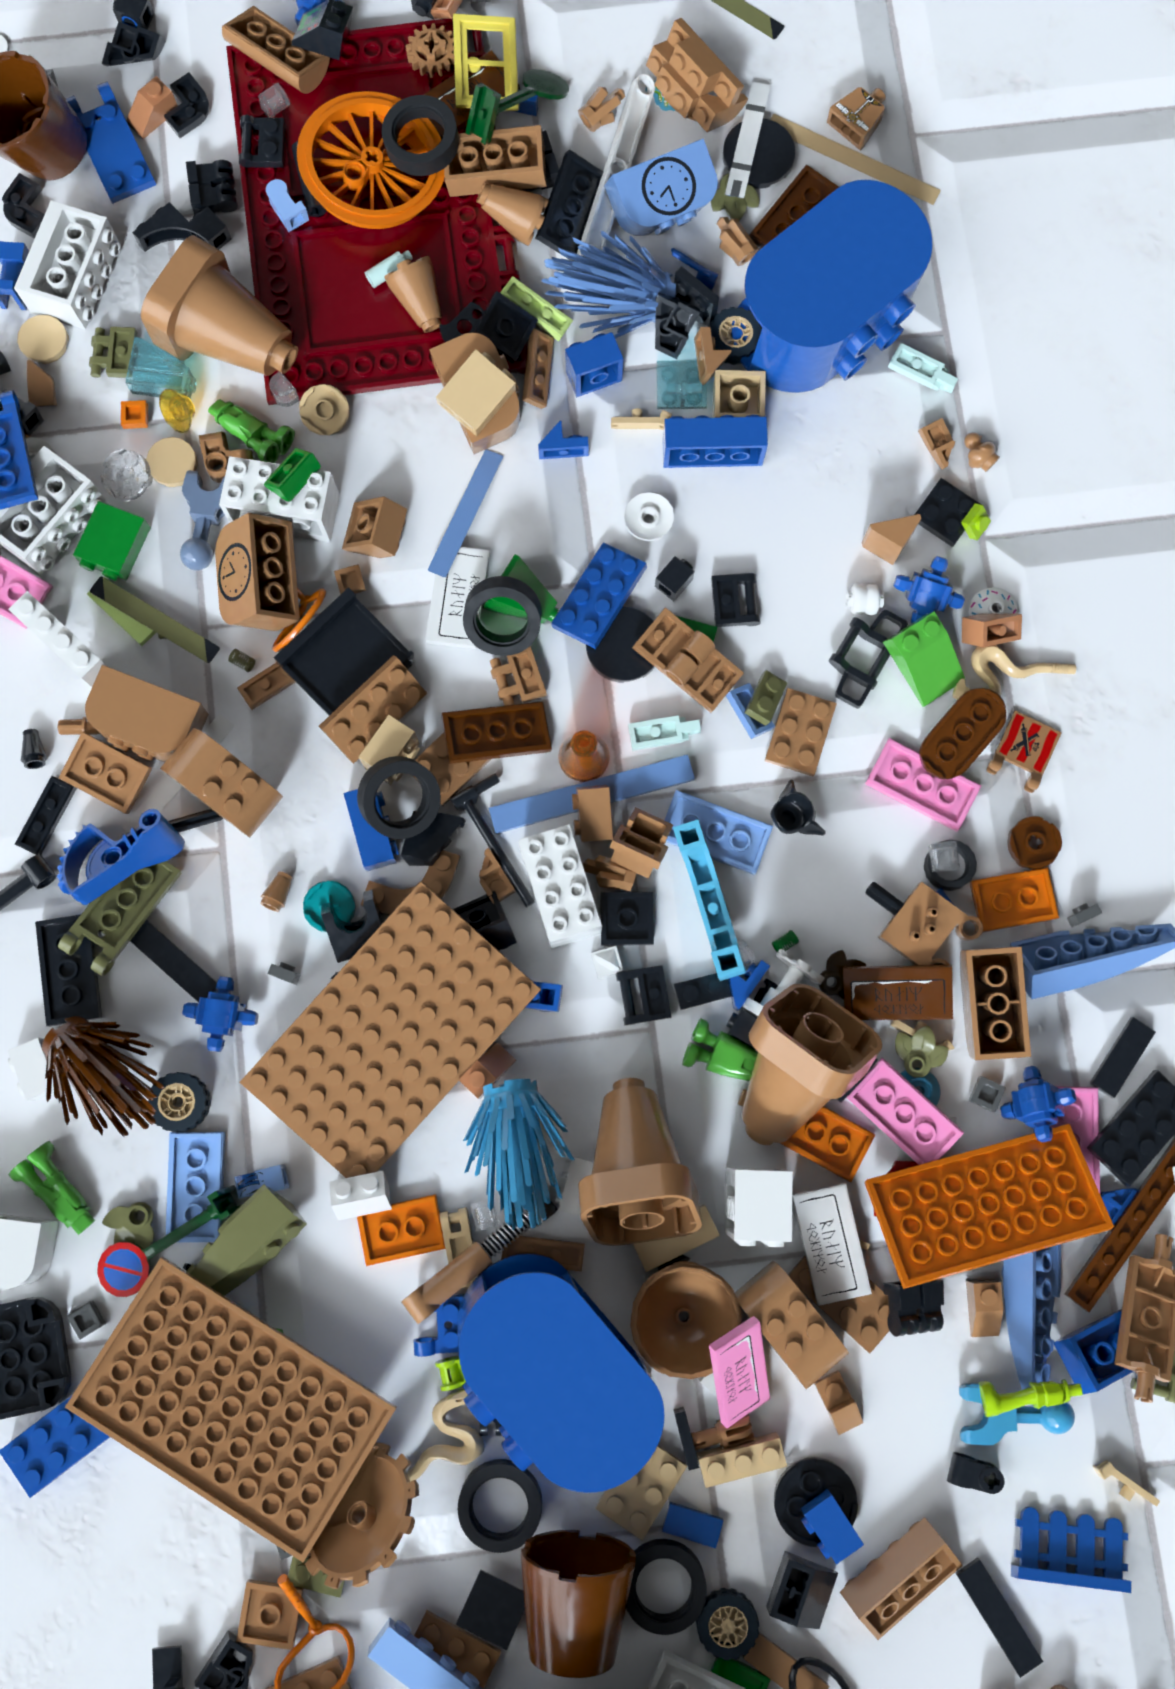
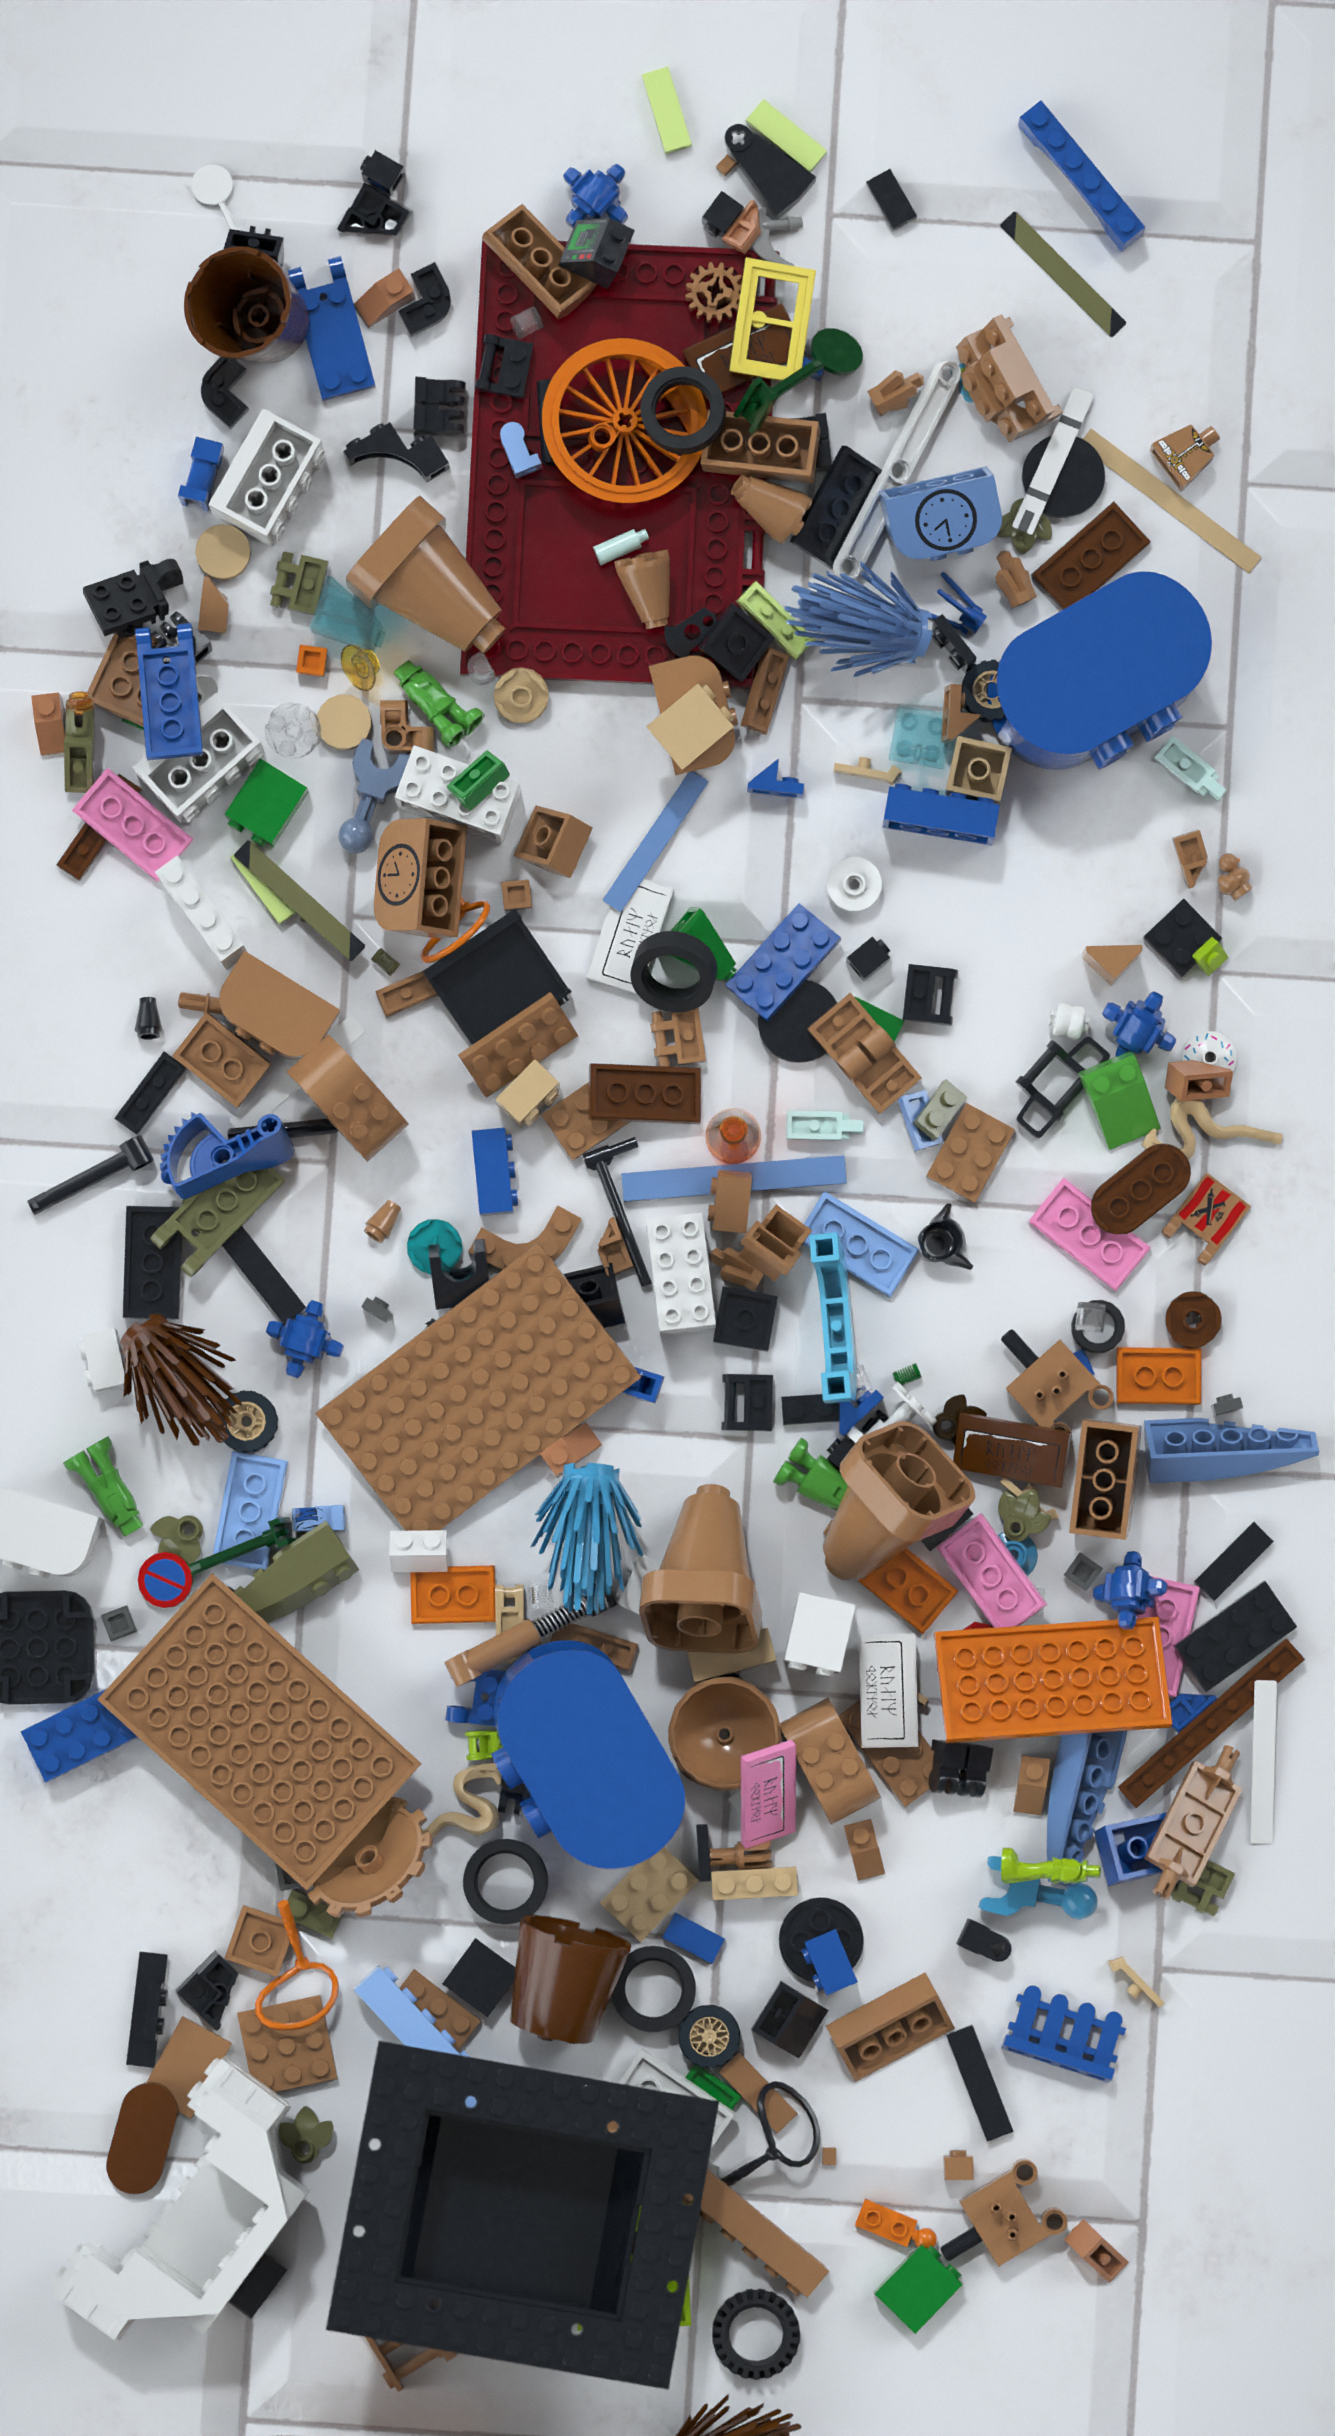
camera: 15 degrees right, 5 degrees up
(420, 819) = (547, 1175): black tyre -> none
(426, 847) = (553, 1192): black slope -> none
(594, 364) = (826, 700): blue brick -> none
(607, 962) = (715, 1360): white tile -> none
(672, 324) = (922, 673): black slope -> none

